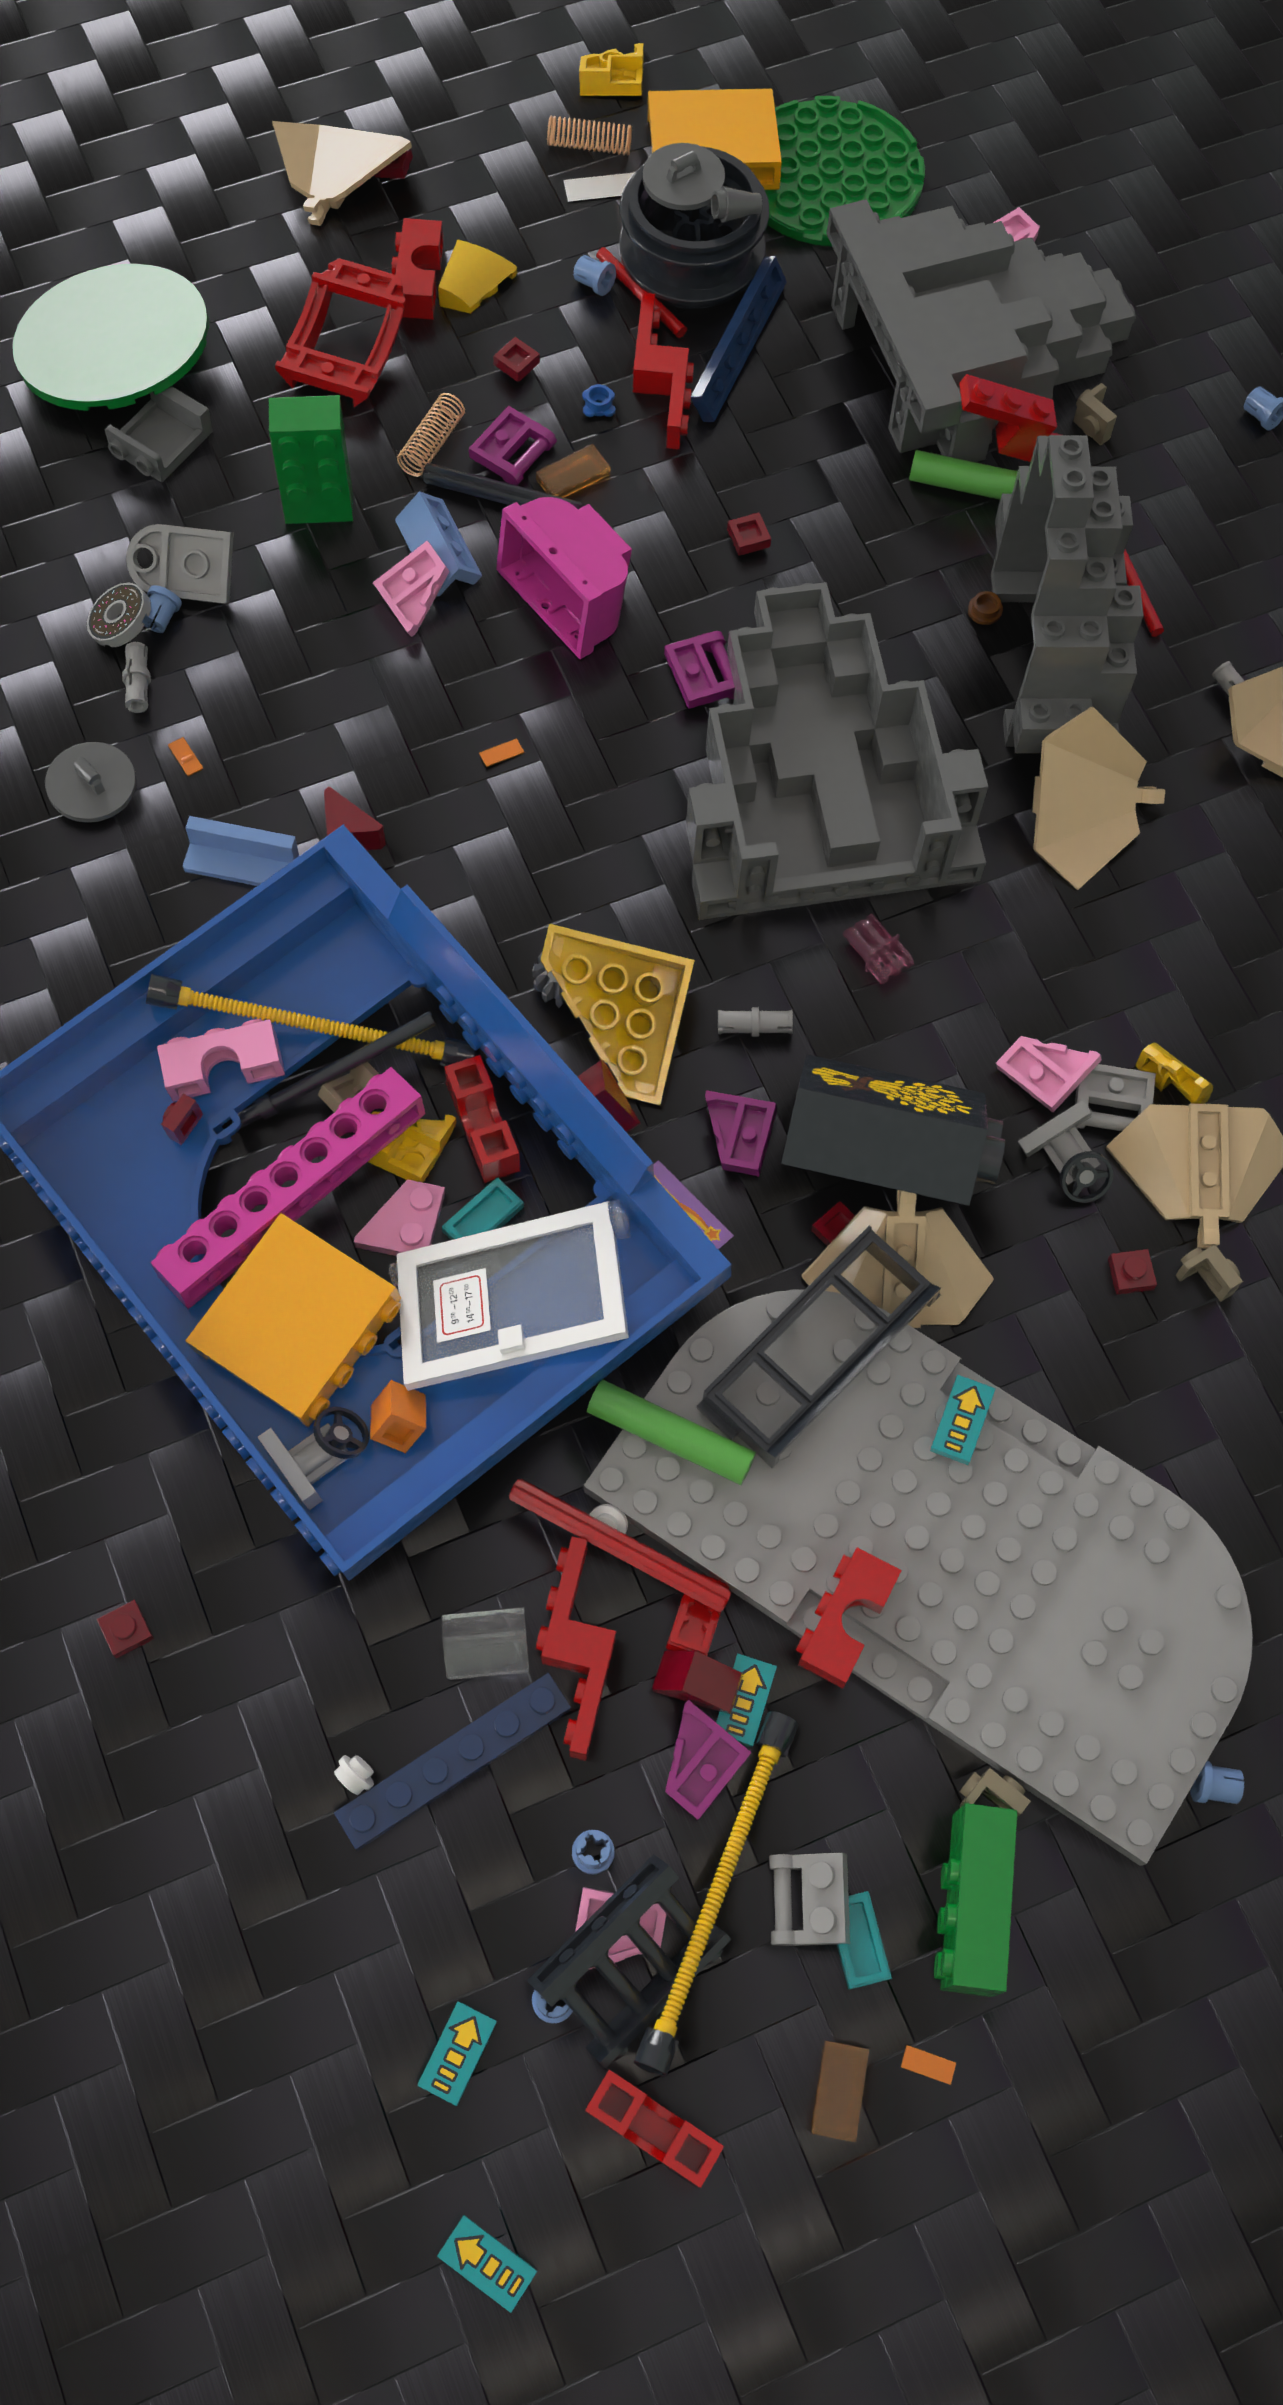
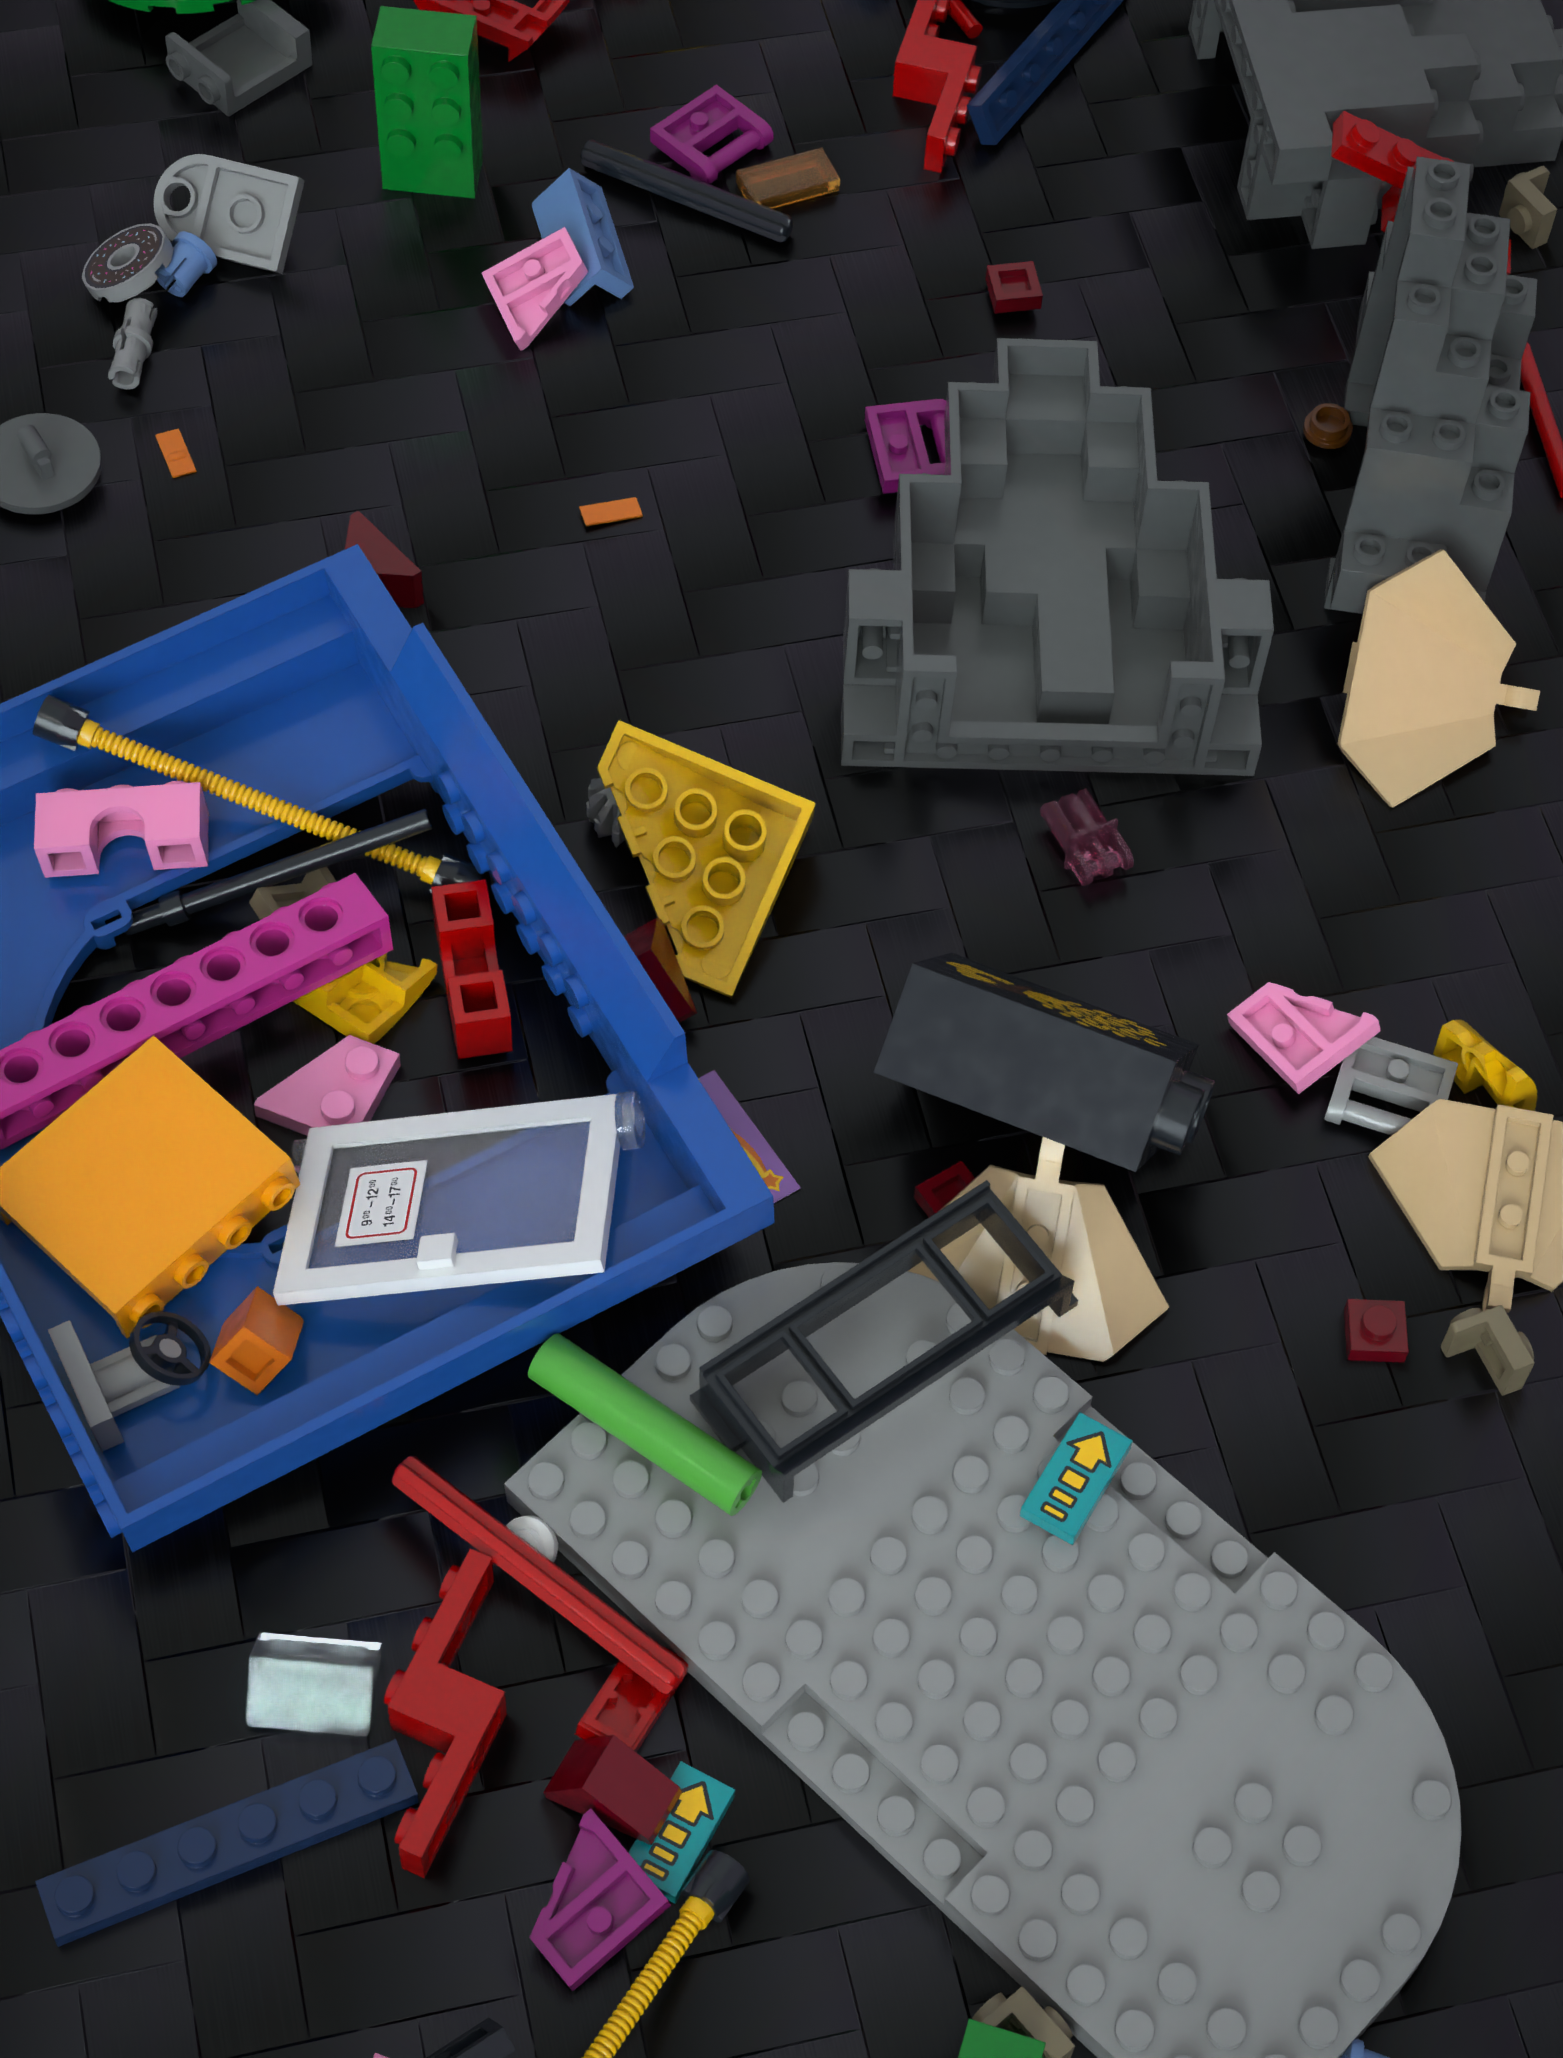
camera: 10 degrees right, 10 degrees down
(181, 1118) = (49, 897): dark red plate -> none
(236, 851) = (201, 571): medium blue panel -> none
(354, 1774) = (78, 1831): white plate -> none
(451, 414) = (644, 92): light nougat piece -> none
(485, 1212) = (459, 1088): teal tile -> none
(516, 359) = (741, 32): dark red plate -> none
(569, 565) = (750, 285): dark pink container -> none
(587, 1863) = (386, 2014): medium blue bush -> none
(598, 401) = (842, 98): blue plate -> none
(741, 1130) = (838, 1046): magenta wing -> none
(755, 1021) = (890, 906): light grey pin -> none
(863, 1583) = (878, 1681): red arch -> none
(962, 475) = (1315, 252): bright green piece -> none
(1070, 1152) = (1310, 1146): light grey piece -> none

